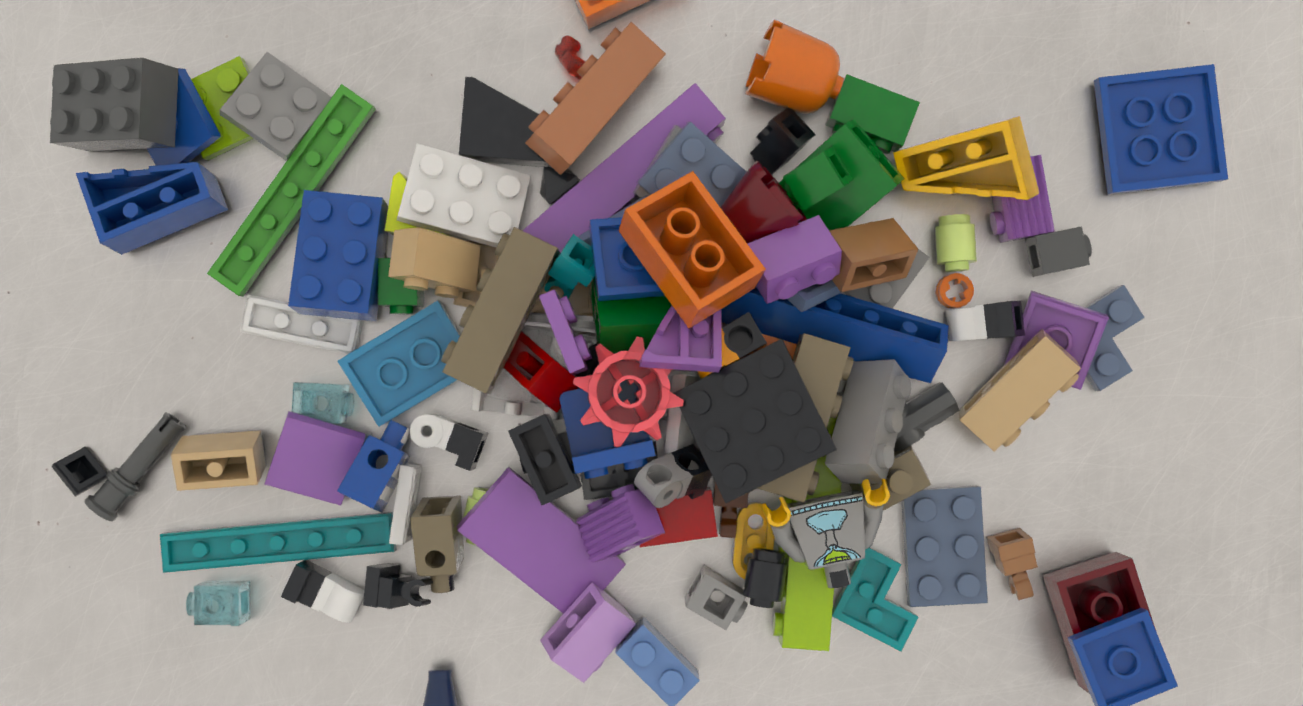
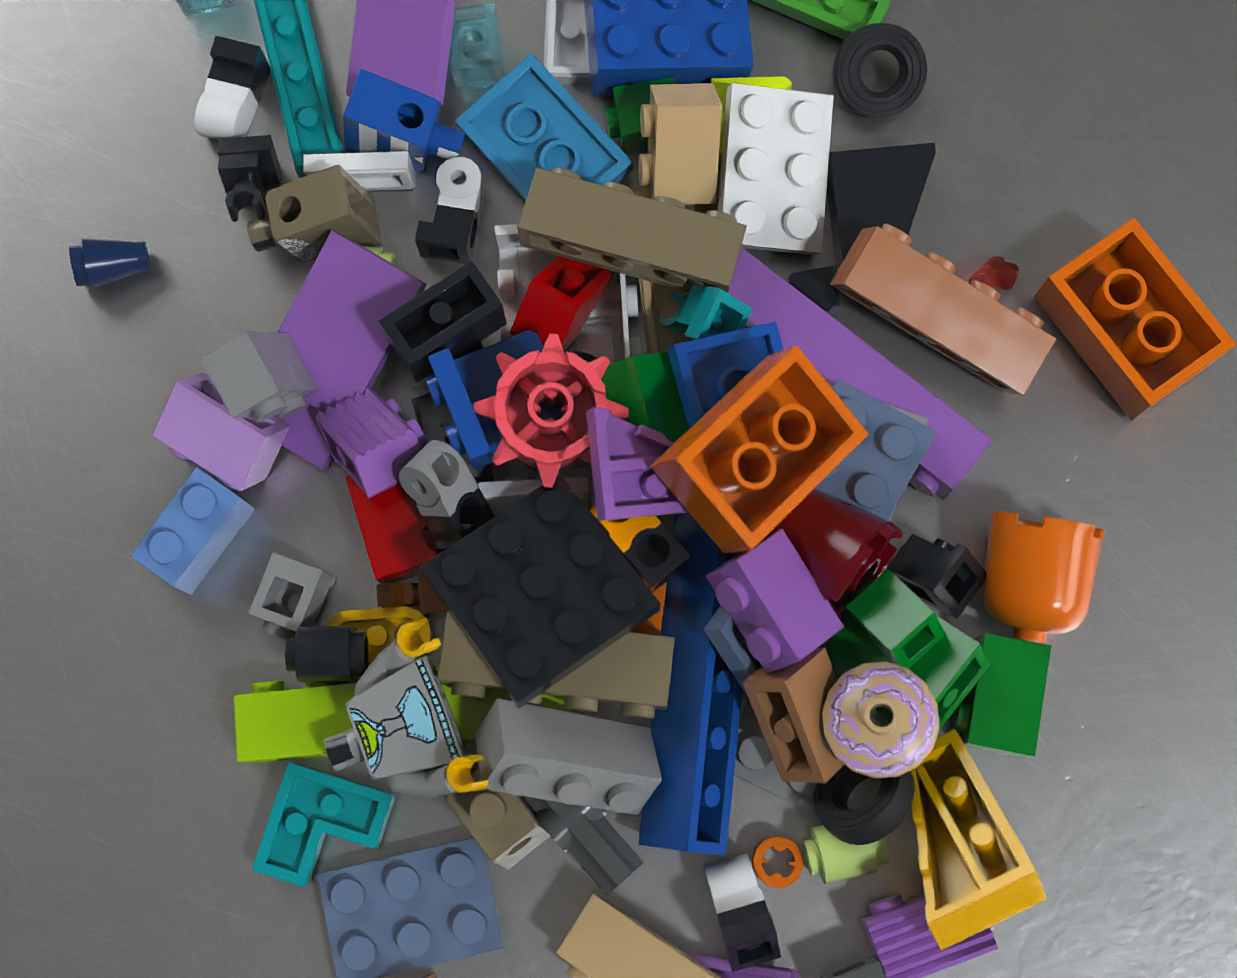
camera: 85 degrees right, 10 degrees down
(377, 115) = (911, 70): none -> black tyre
(561, 316) = (626, 307): medium lavender plate -> none
(562, 597) = (260, 376): none -> light grey brick
(863, 207) = (875, 749): none -> dish
(941, 209) = (872, 821): none -> black tyre

